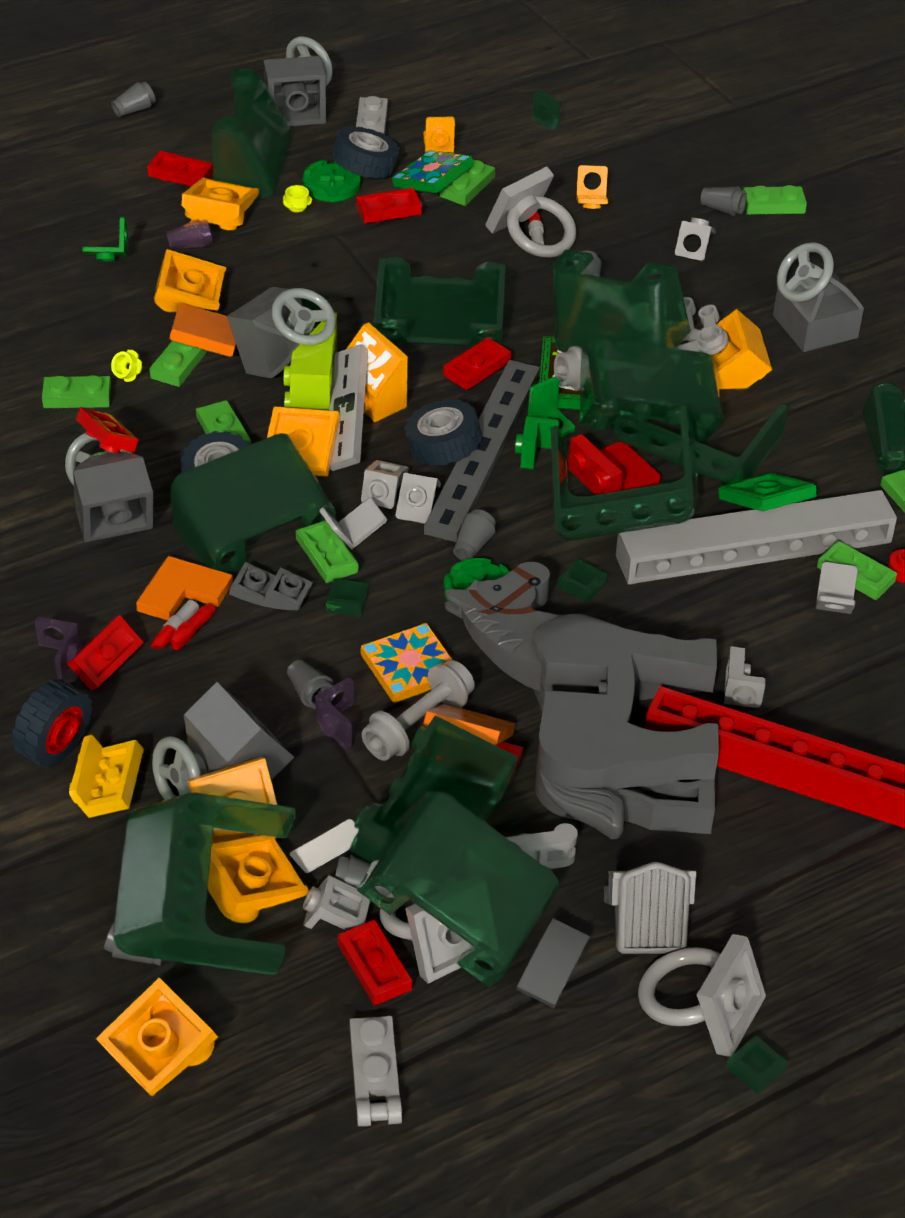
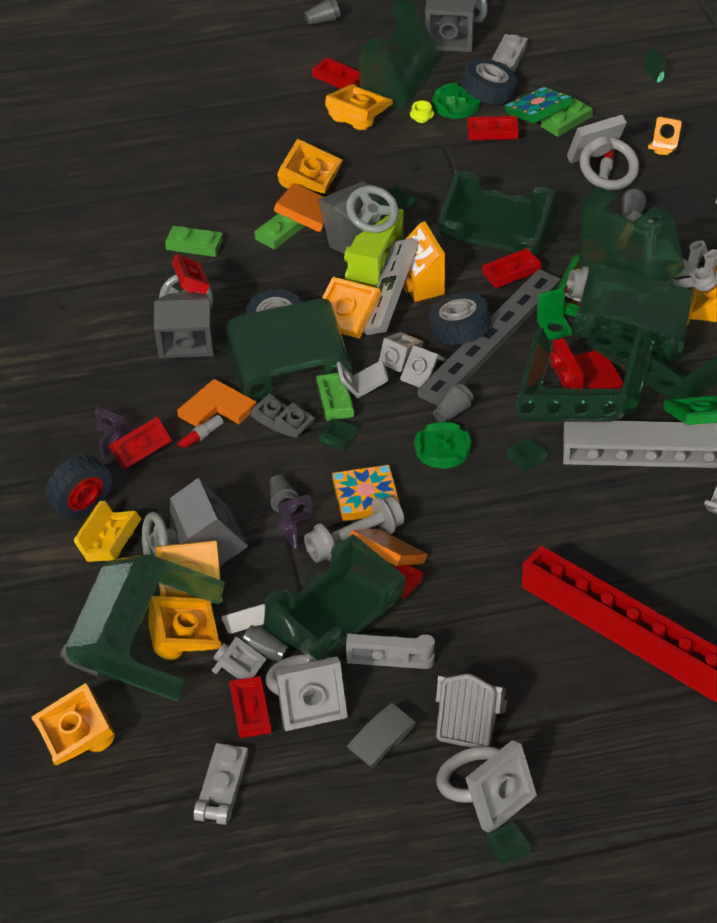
camera: 20 degrees right, 0 degrees up
(108, 254) = (269, 132): green bracket -> none
(121, 367) = (237, 226): neon yellow plate -> none
(188, 628) = (205, 438): red piece -> none
(191, 235) = (327, 130): cone -> none
(220, 418) = (294, 281): bright green plate -> none
(439, 134) = (556, 74): light orange bracket -> none
(464, 879) = (325, 660): clear green windscreen -> none
(536, 434) = (524, 338): green bracket -> none
(586, 681) = (473, 571): dark grey animal -> none
(739, 686) = (614, 555): light grey bracket -> none

